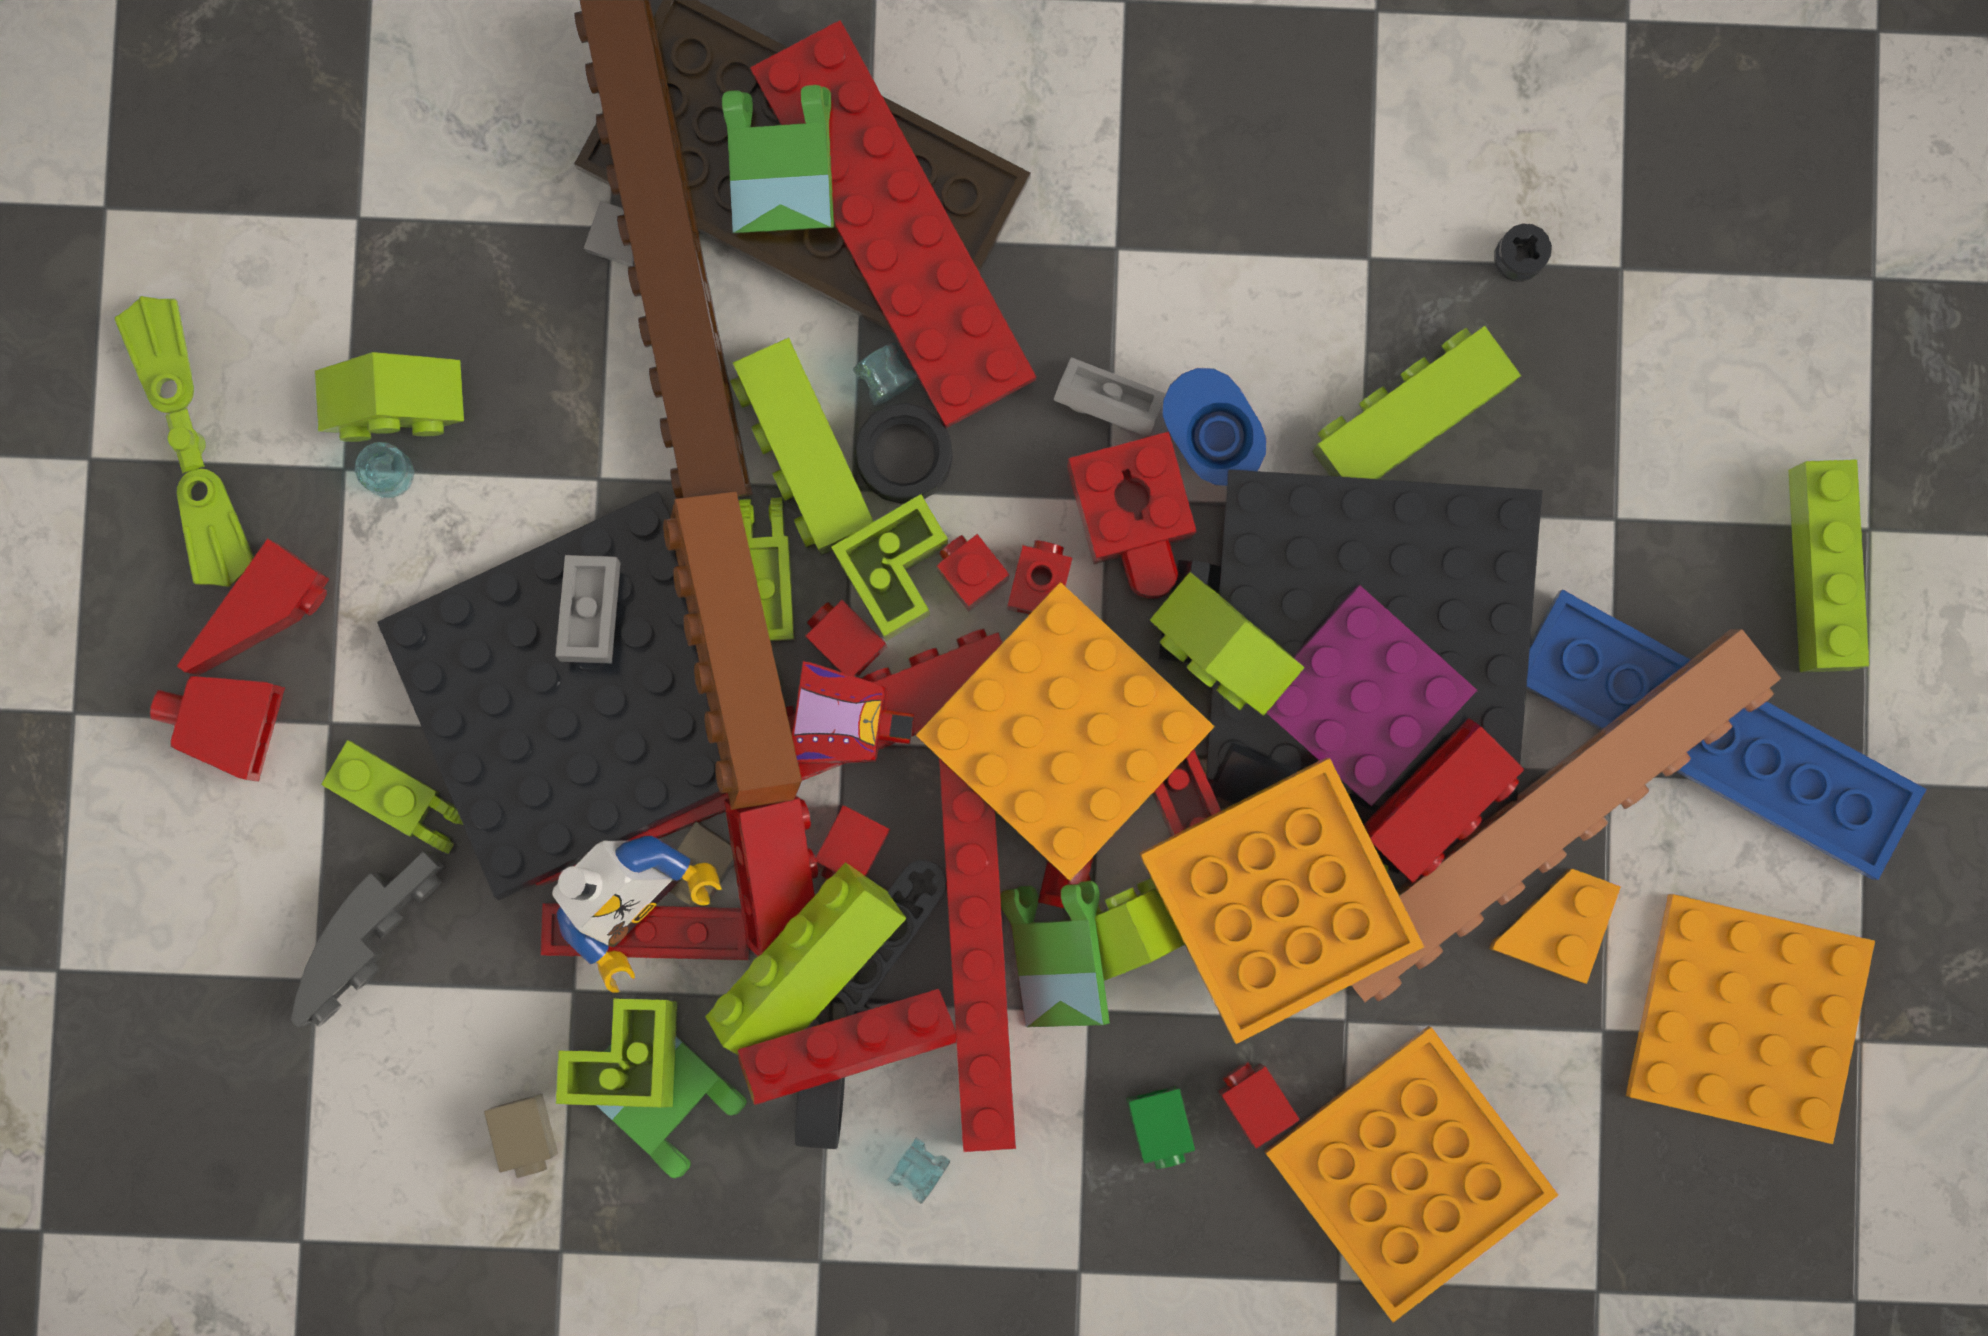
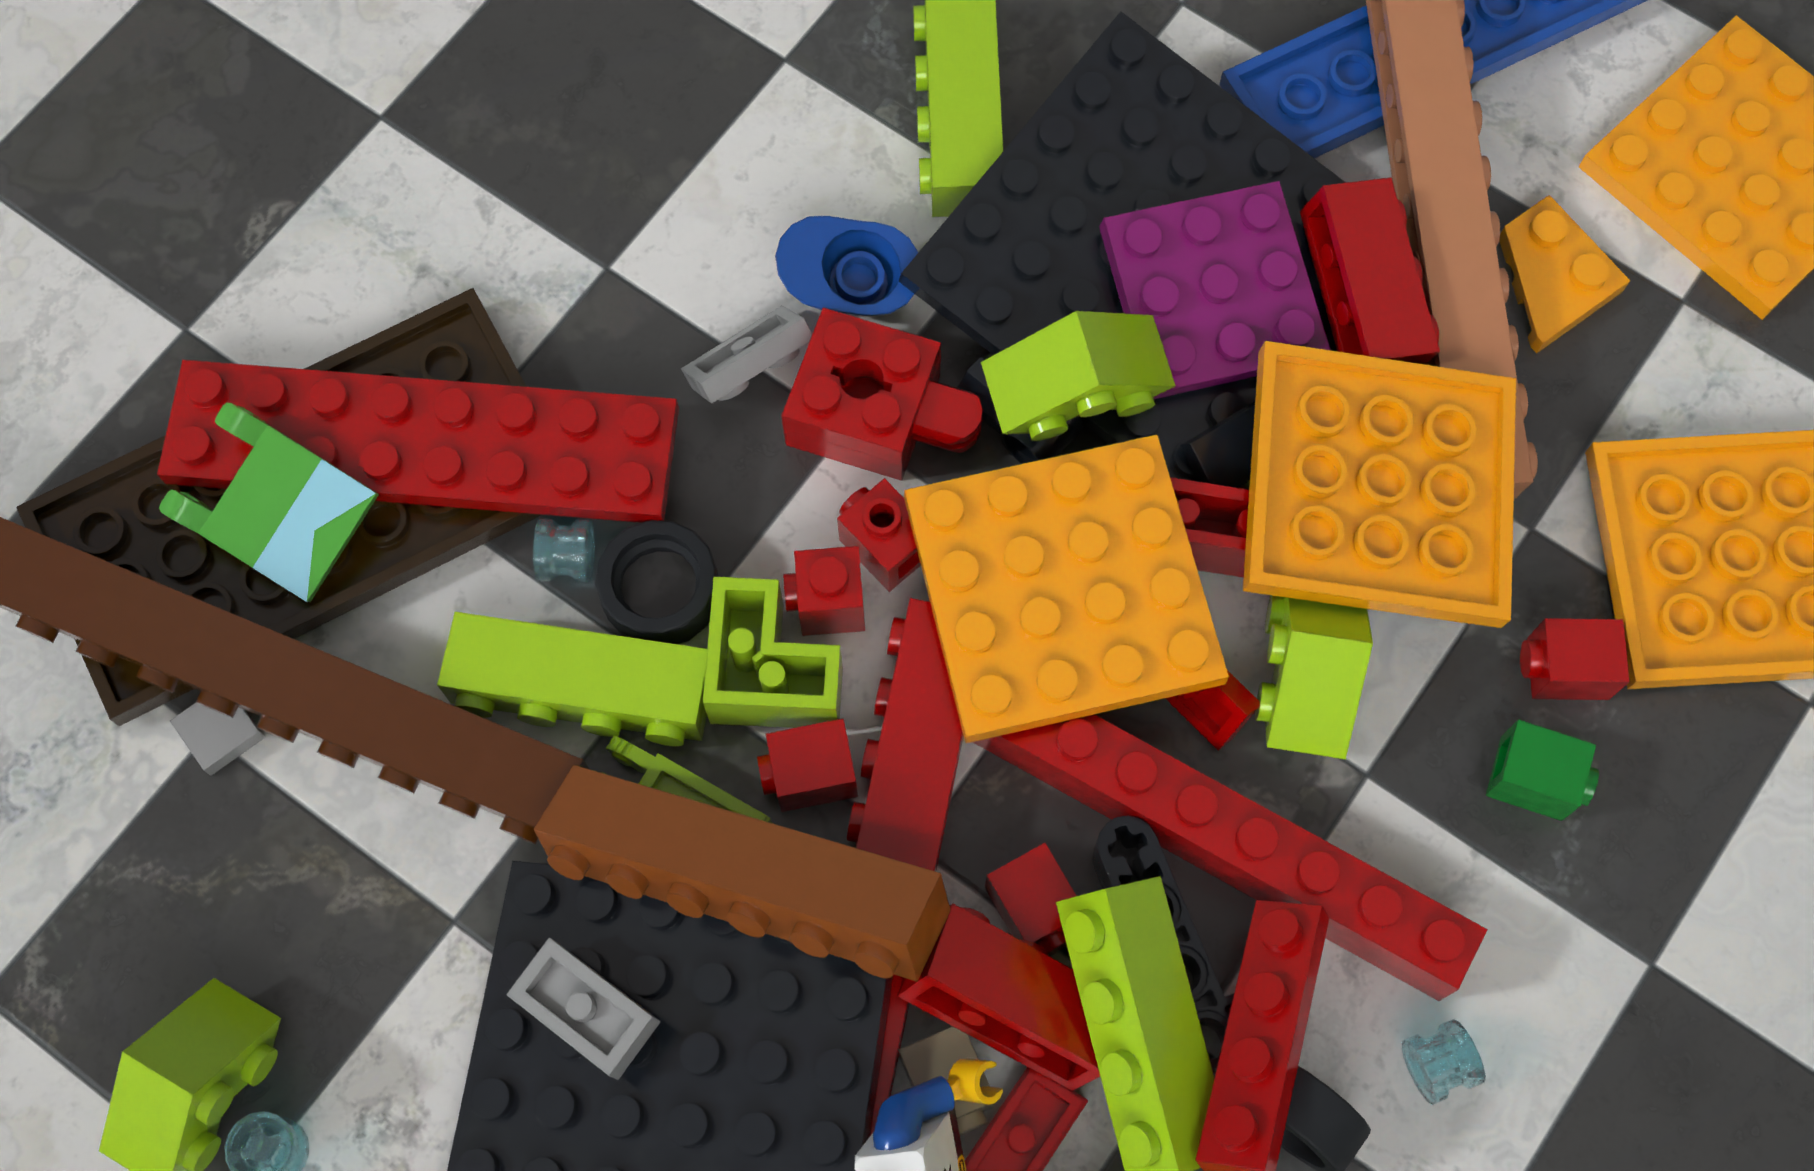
camera: 50 degrees left, 15 degrees down
(843, 718) = (895, 798): torso -> none
(1058, 959) = (1306, 758): bright green flag -> none

